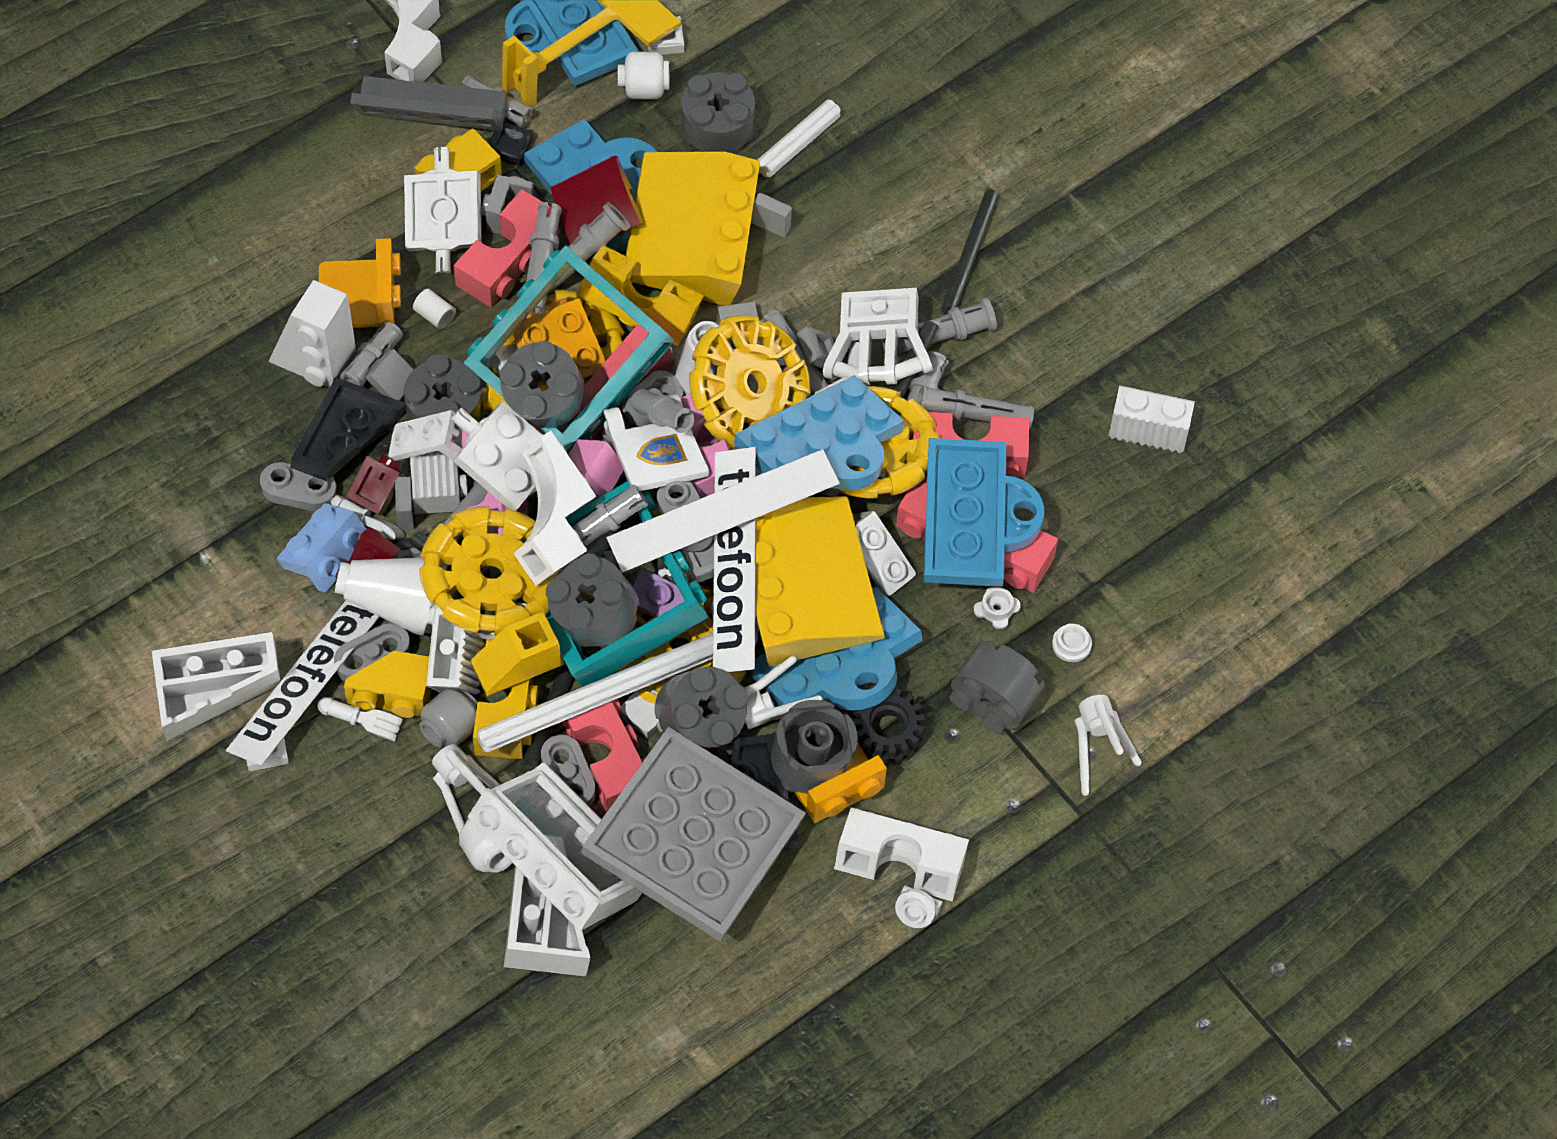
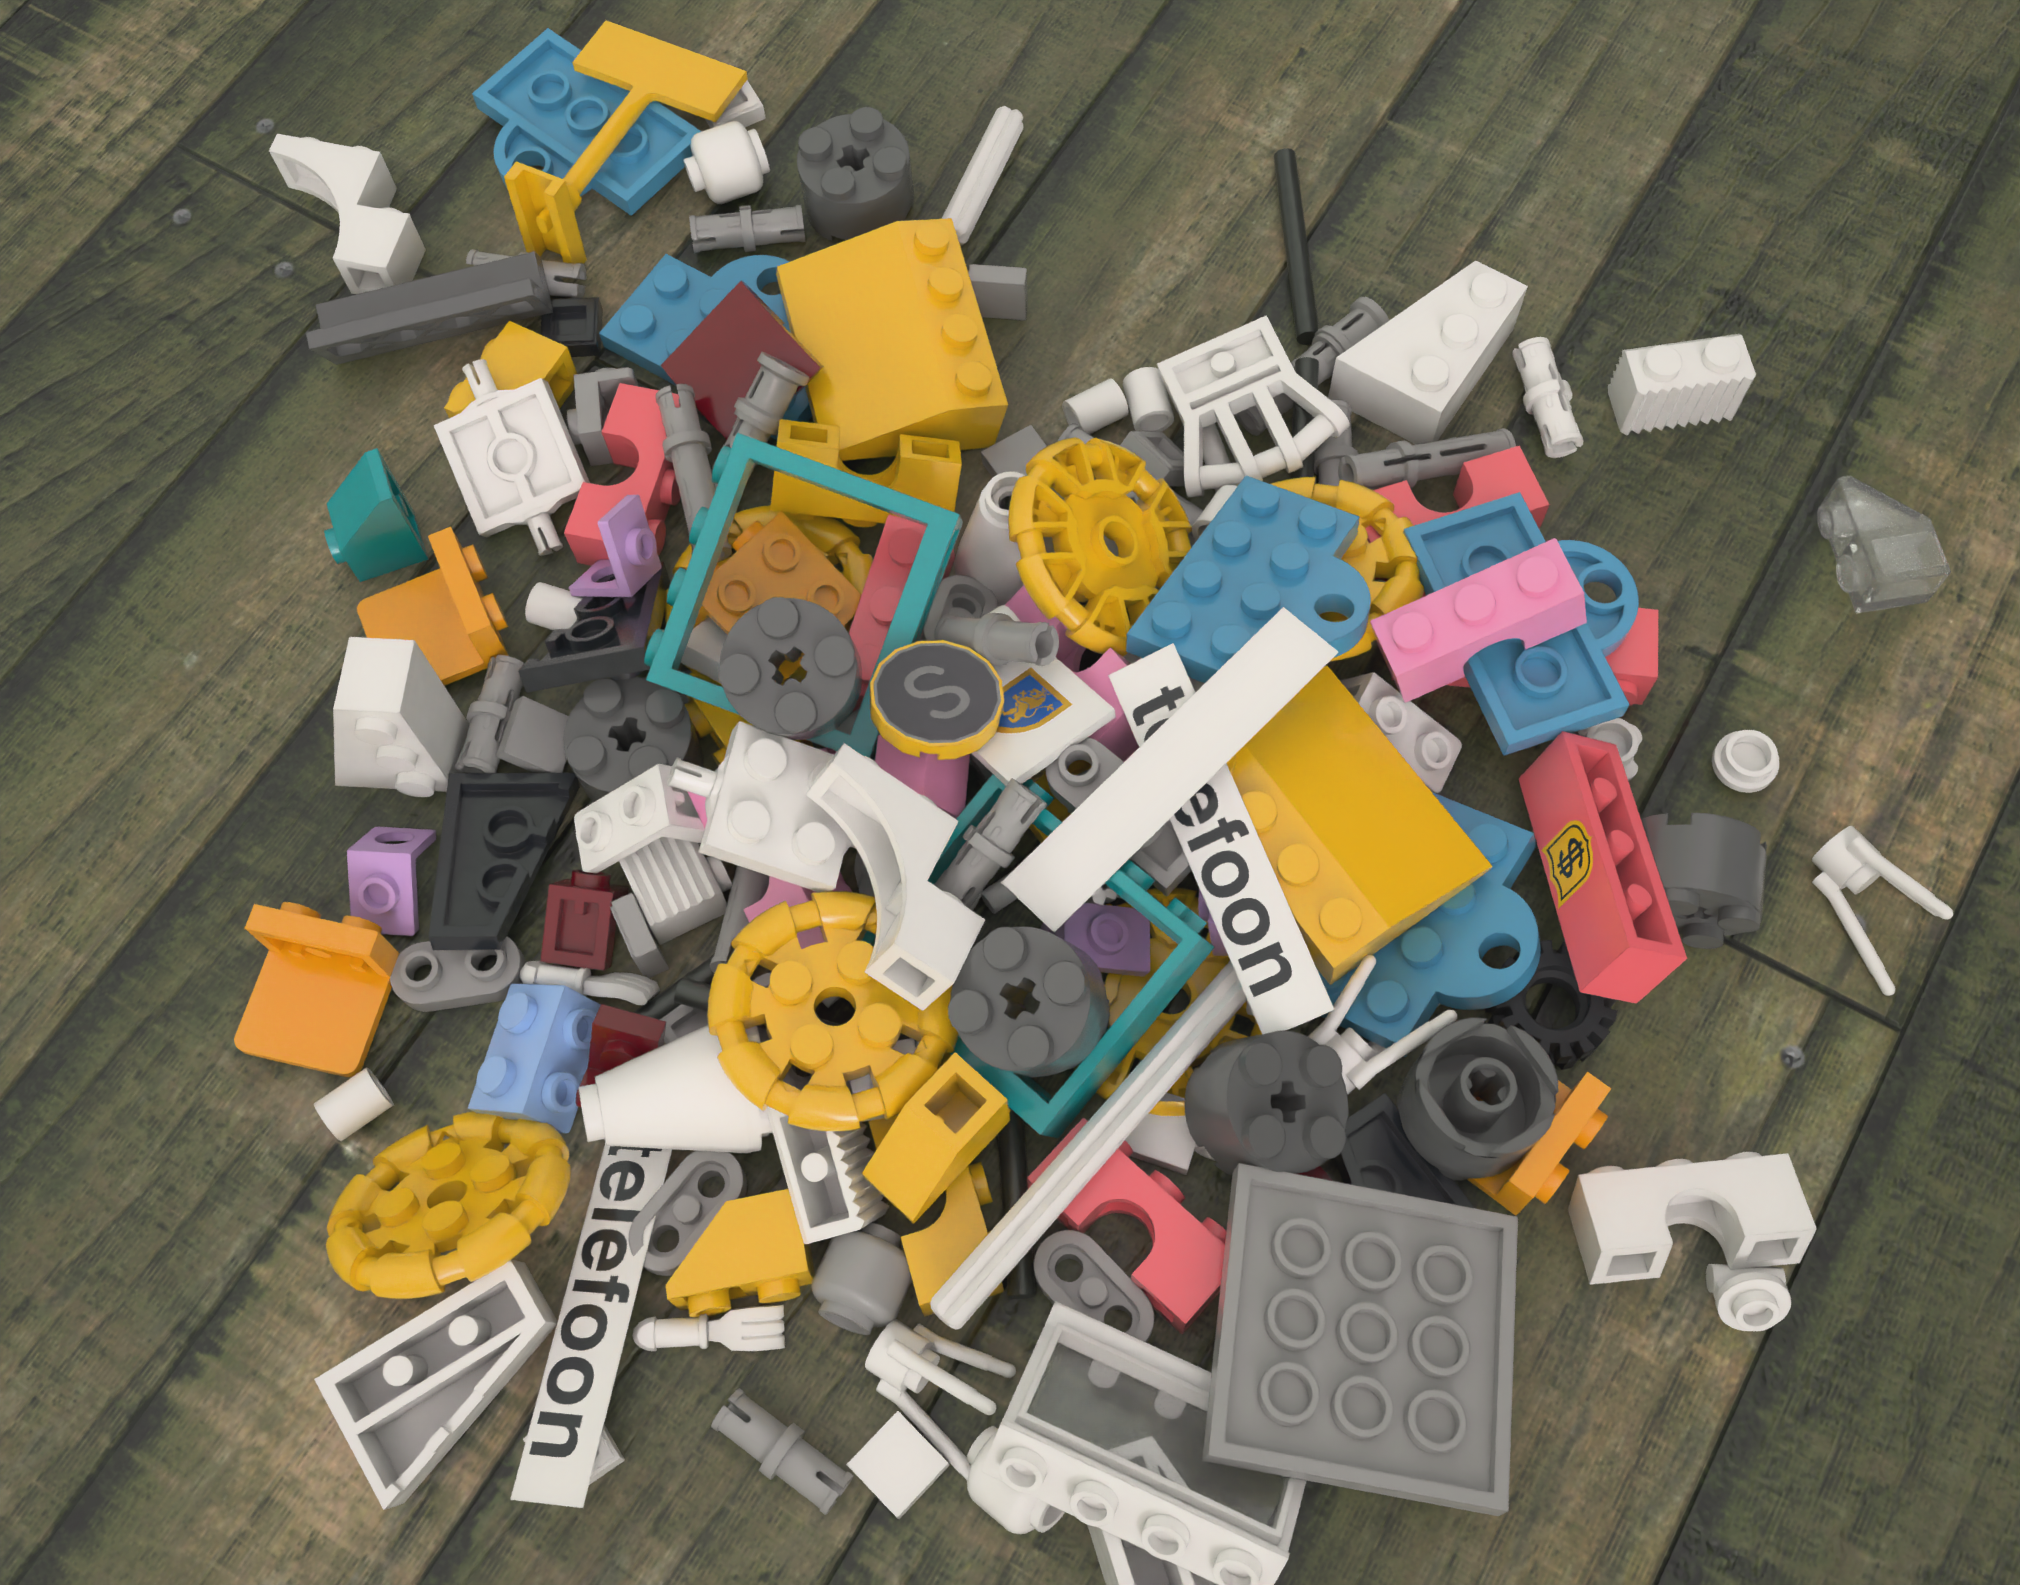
camera: 15 degrees left, 5 degrees up
(216, 533) = (353, 1104): none -> white hinge
(219, 465) = (316, 989): none -> light orange bracket
(248, 599) = (447, 1198): none -> yellow plate
(277, 423) = (385, 877): none -> lavender bracket
(347, 219) = (373, 521): none -> teal slope
(372, 786) = (782, 1451): none -> light grey pin
(429, 816) = (898, 1464): none -> white tile
(454, 331) = (603, 641): none -> black wing
(485, 291) = (630, 553): none -> lavender bracket
(614, 429) = (936, 699): none -> black tile
(640, 120) = (747, 228): none -> light grey pin
(798, 306) = (1096, 407): none -> white hinge
(829, 313) = (1148, 400): none -> white hinge
(943, 658) = (1600, 869): none -> coral brick
(964, 494) = (1519, 598): none -> bright pink arch
(1012, 347) = (1430, 355): none -> white wedge
(1070, 398) = (1547, 397): none -> white pin
(1218, 557) = (1881, 547): none -> clear slope

